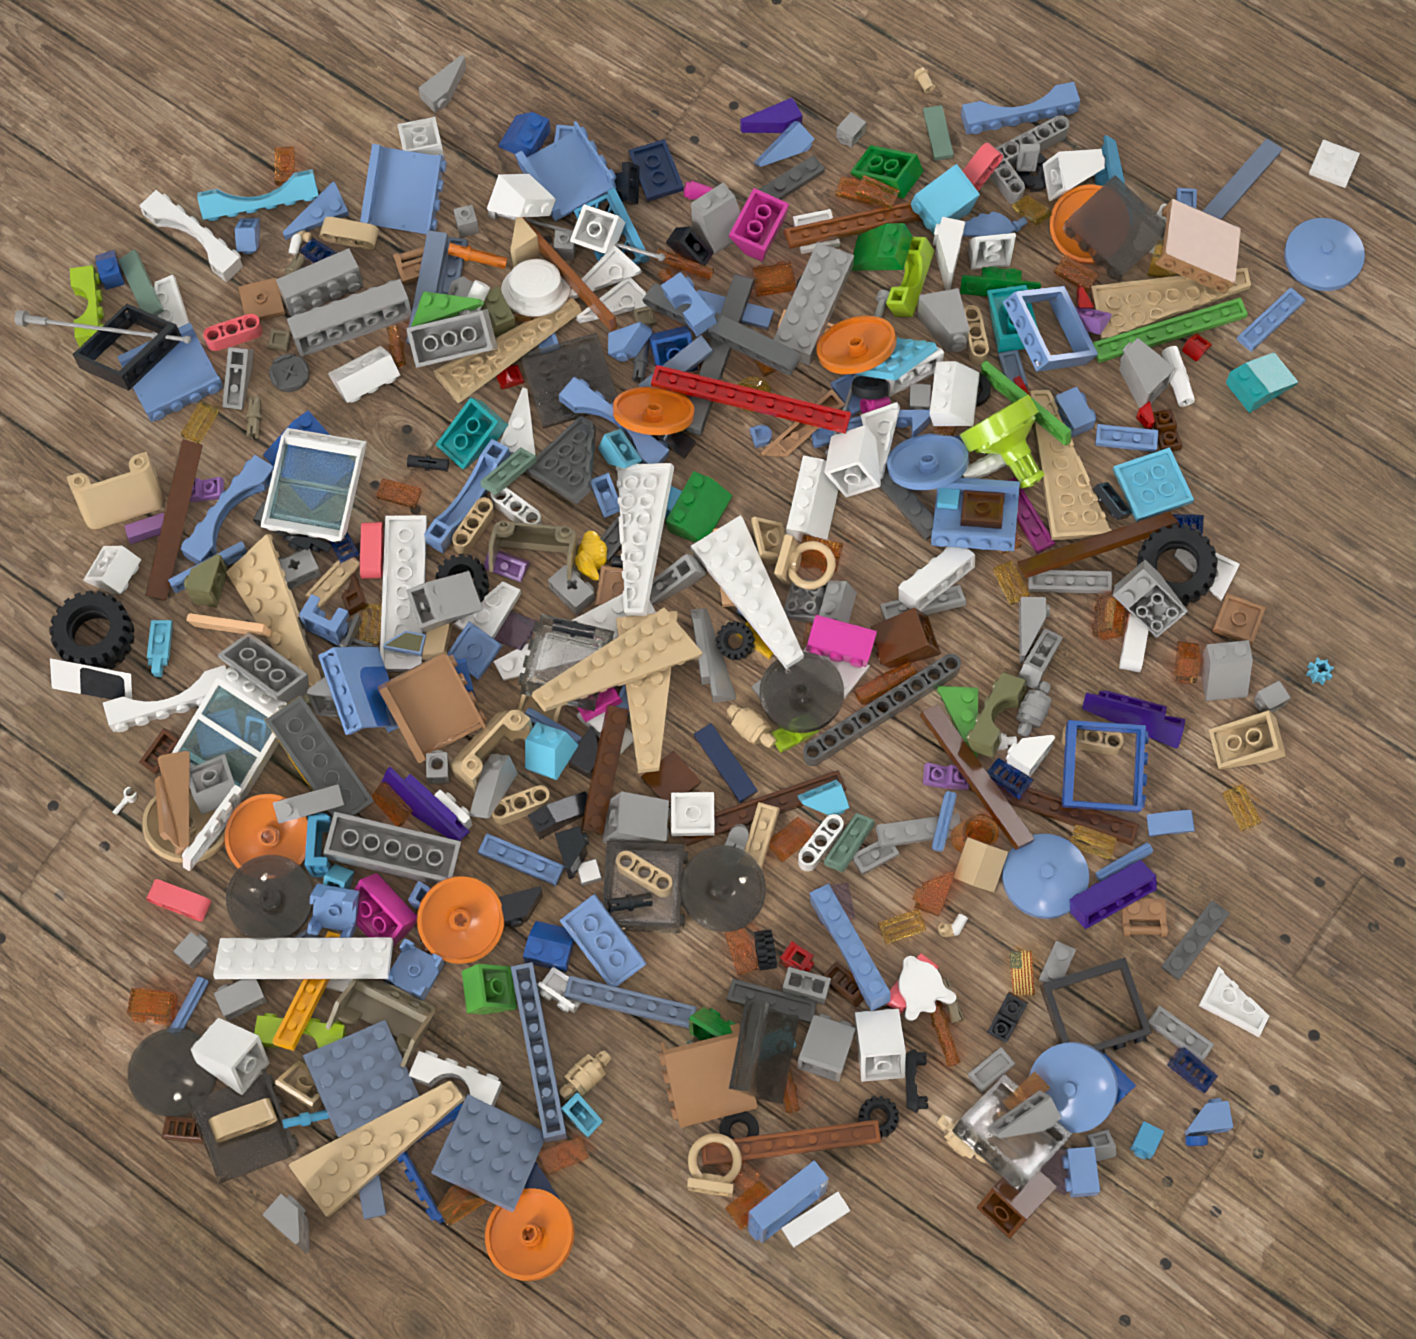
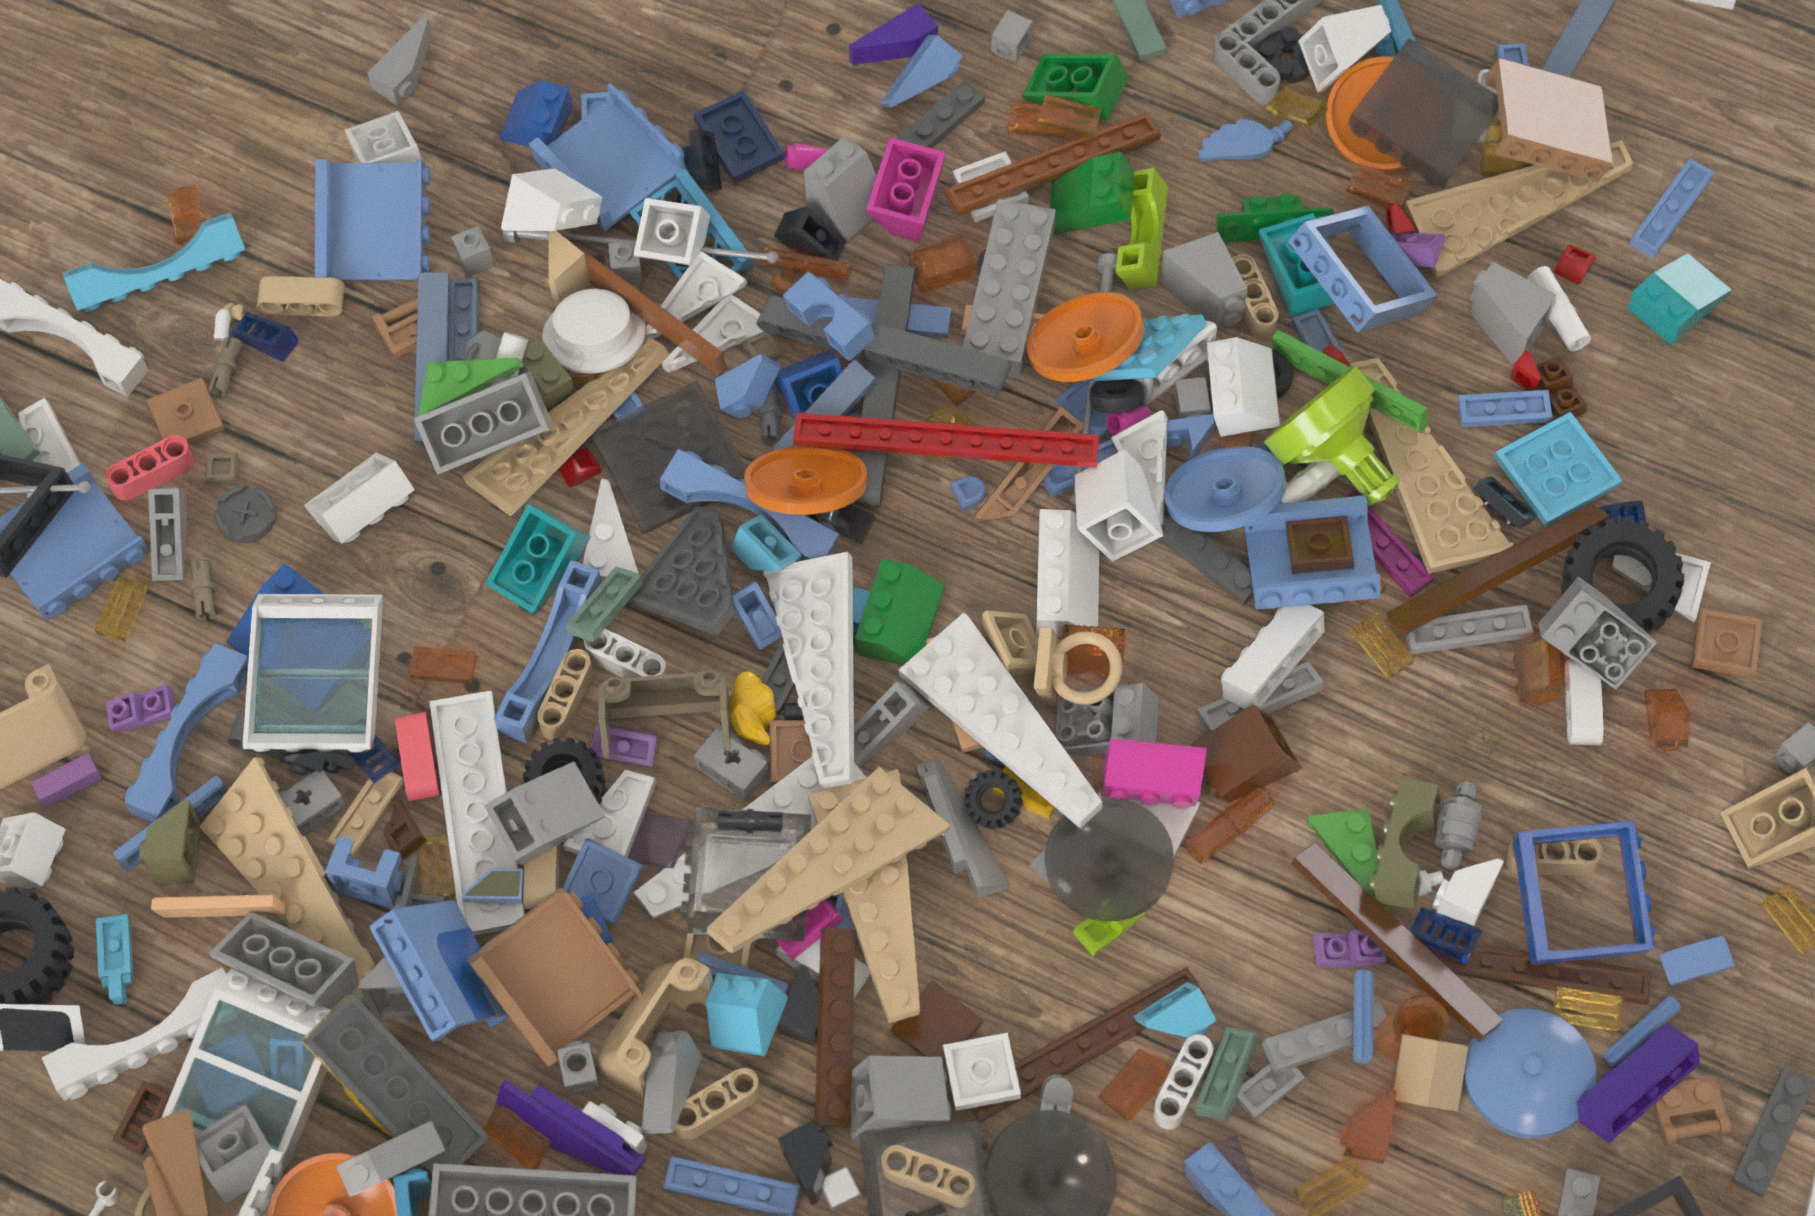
camera: 10 degrees left, 5 degrees down
(173, 520) = (106, 761): reddish brown tile -> none
(247, 235) = (148, 323): medium blue slope -> none
(320, 282) = (270, 374): light grey brick -> none
(327, 204) = (259, 260): medium blue wing -> none
(350, 317) = (324, 418): light grey brick -> none
(396, 345) = (400, 448): clear orange pin -> none
(428, 463) = (479, 612): black pin -> none
(468, 253) = (498, 299): orange pin -> none
(557, 814) = (775, 1109): black slope -> none
(725, 763) = (1014, 985): dark blue tile -> none
(751, 726) = (1043, 923): tan piece -> none
(761, 832) = (1091, 1080): tan tile -> none
(877, 718) = (1227, 878): dark grey beam -> none
(947, 197) = (1170, 111): medium azure slope -> none
(948, 243) = (1187, 176): white slope -> none
(948, 498) = (1265, 537): medium azure tile -> none
(953, 929) = (1410, 1178): arm -> none
(982, 165) = (1207, 65): coral beam -> none
(991, 250) = (1251, 172): white slope -> none
(1028, 157) = (1277, 33): light grey tile -> none
(1031, 620) = (1424, 693): light grey slope -> none
(1040, 658) = (1450, 748): light grey slope -> none
(1075, 411) = (1422, 381): medium blue brick -> none
(1134, 711) = (1604, 803): dark purple wedge -> none
(1172, 328) = (1535, 243): bright green plate -> none
(1226, 670) = (1729, 720): light grey slope -> none
(1324, 254) = (1726, 105): medium blue dish -> none

